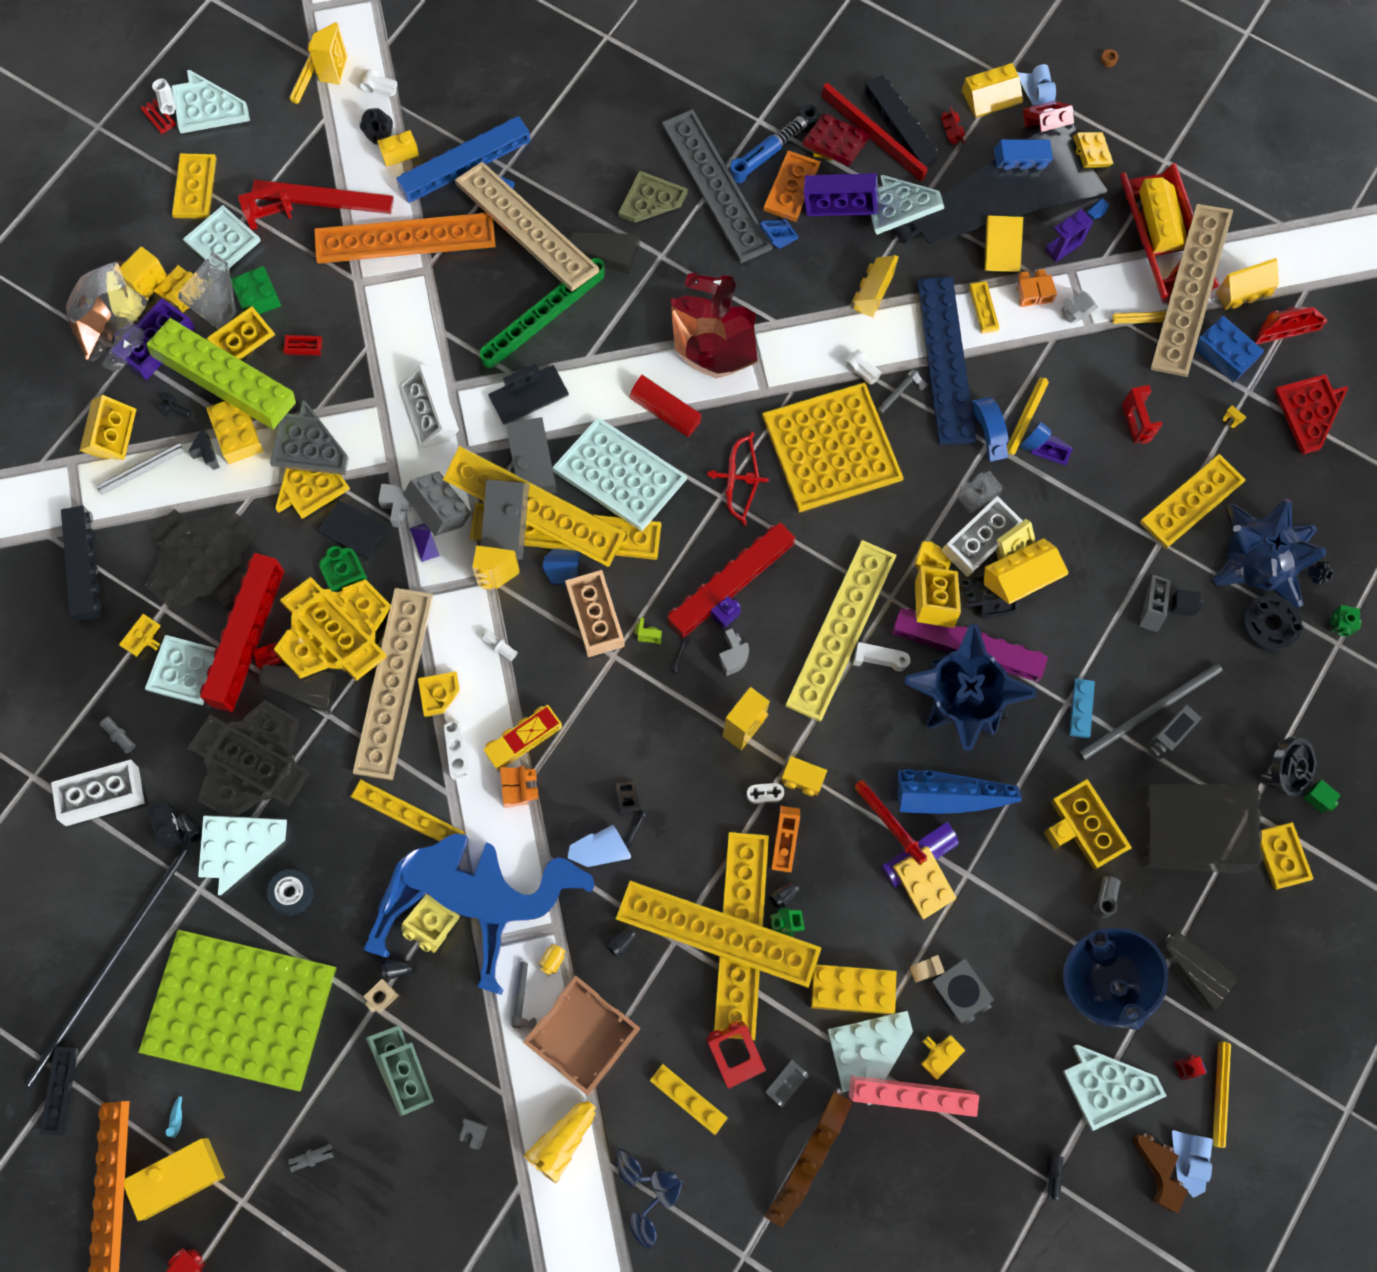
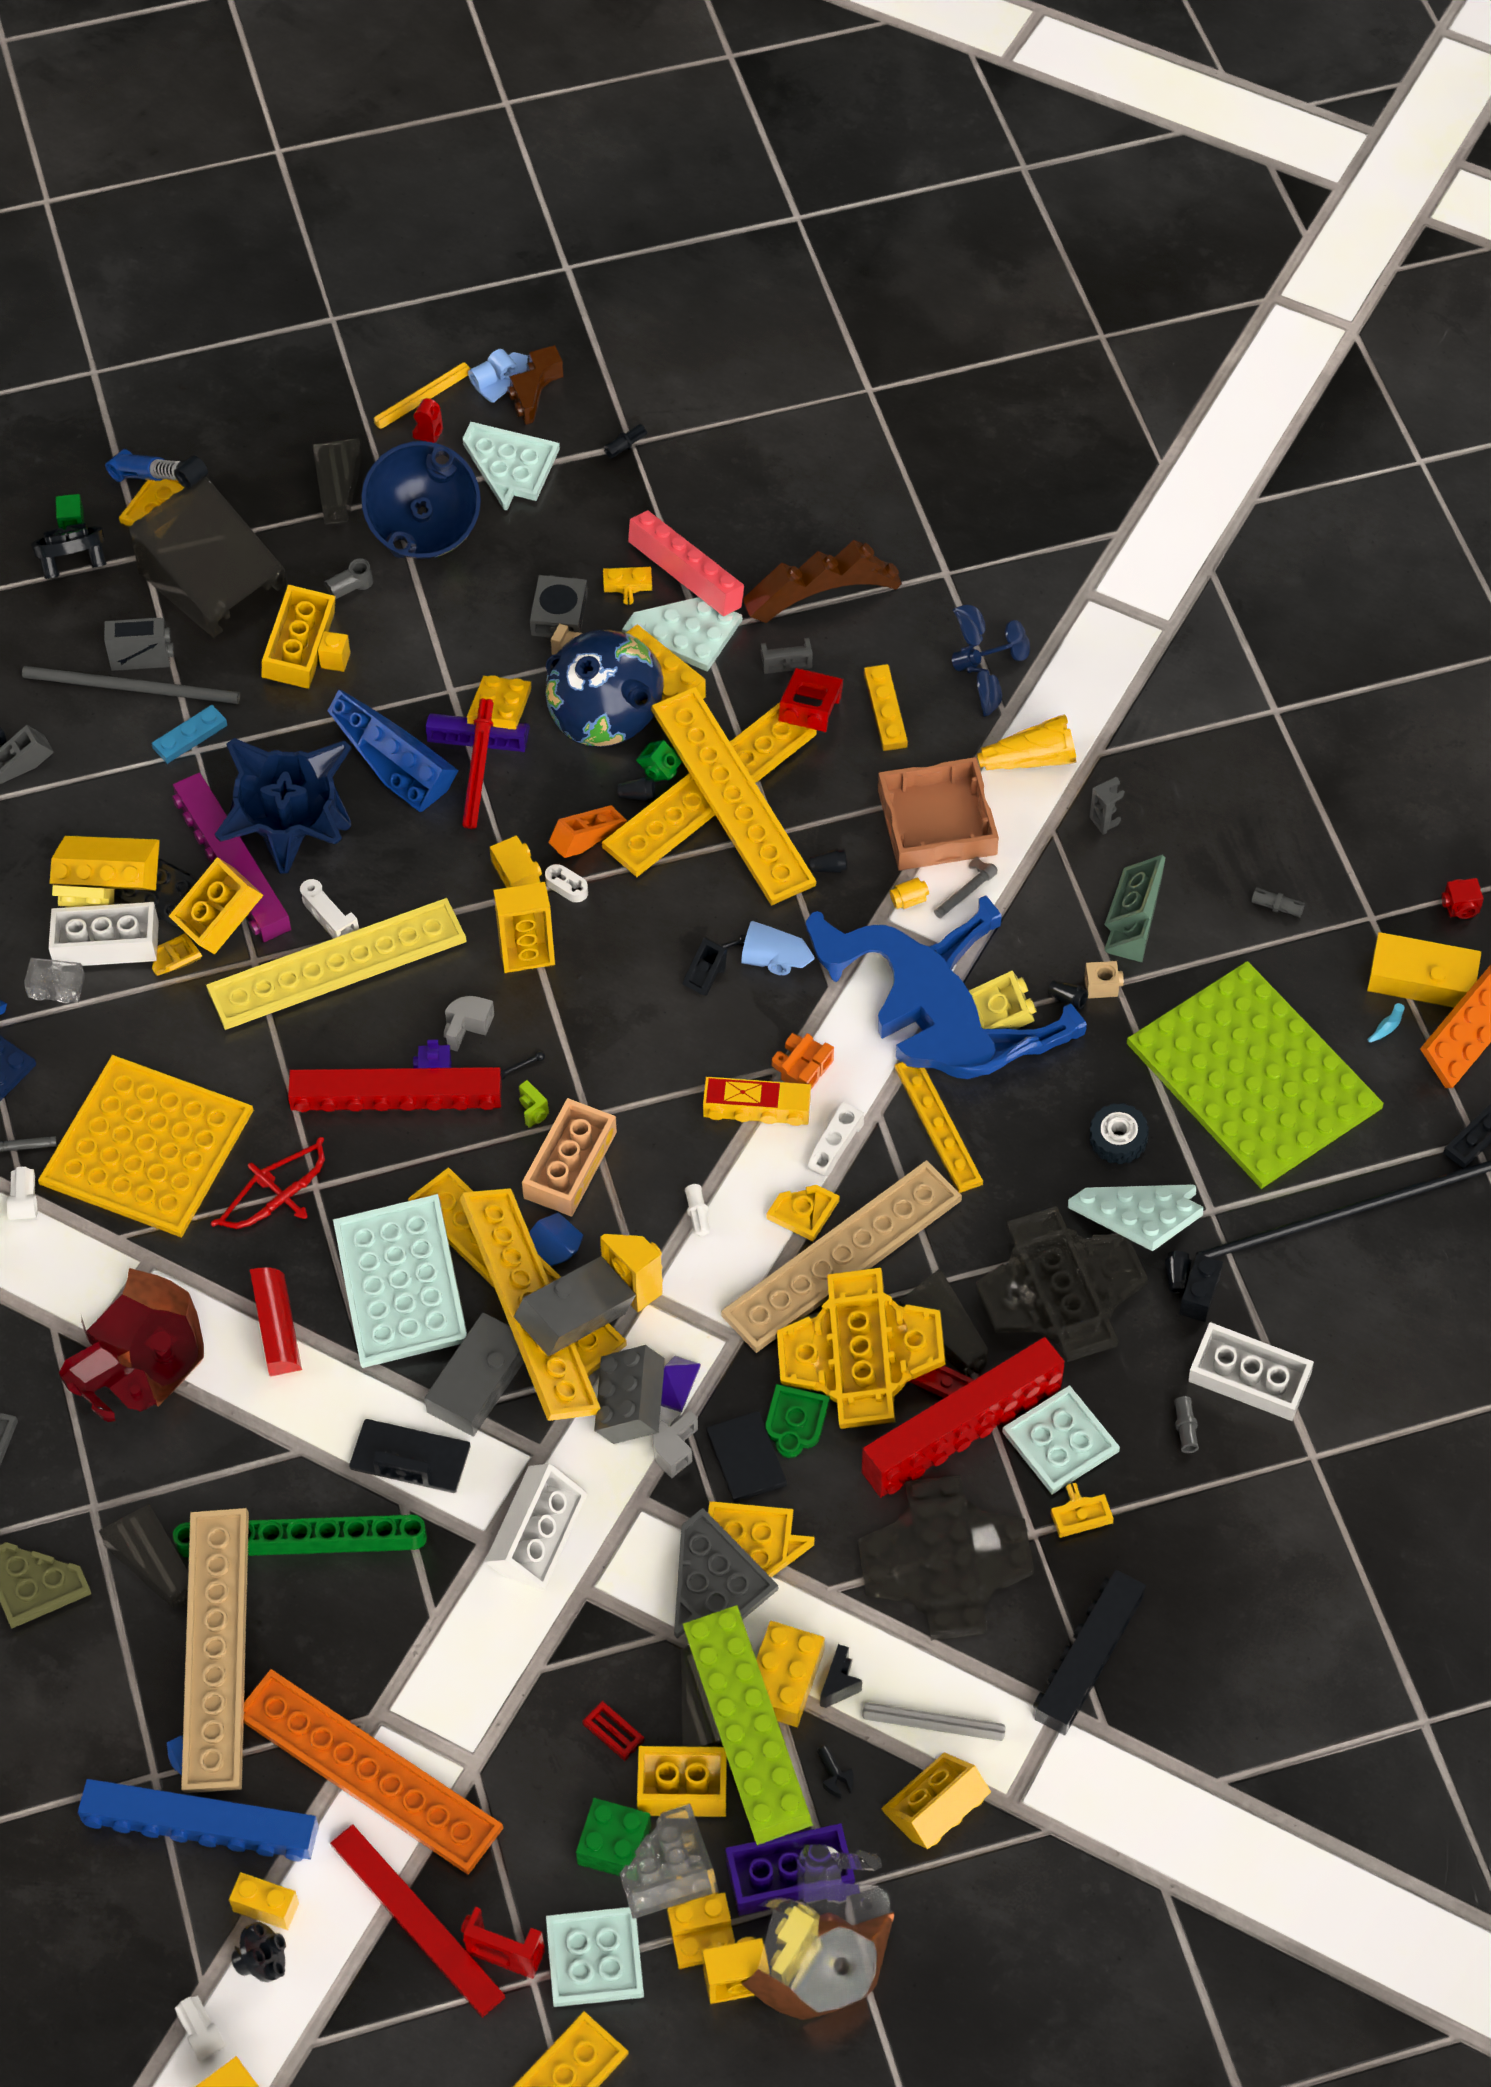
camera: 135 degrees left, 15 degrees down
(876, 944) = (596, 704): none -> dark blue piece
(1329, 860) = (156, 468): none -> piece

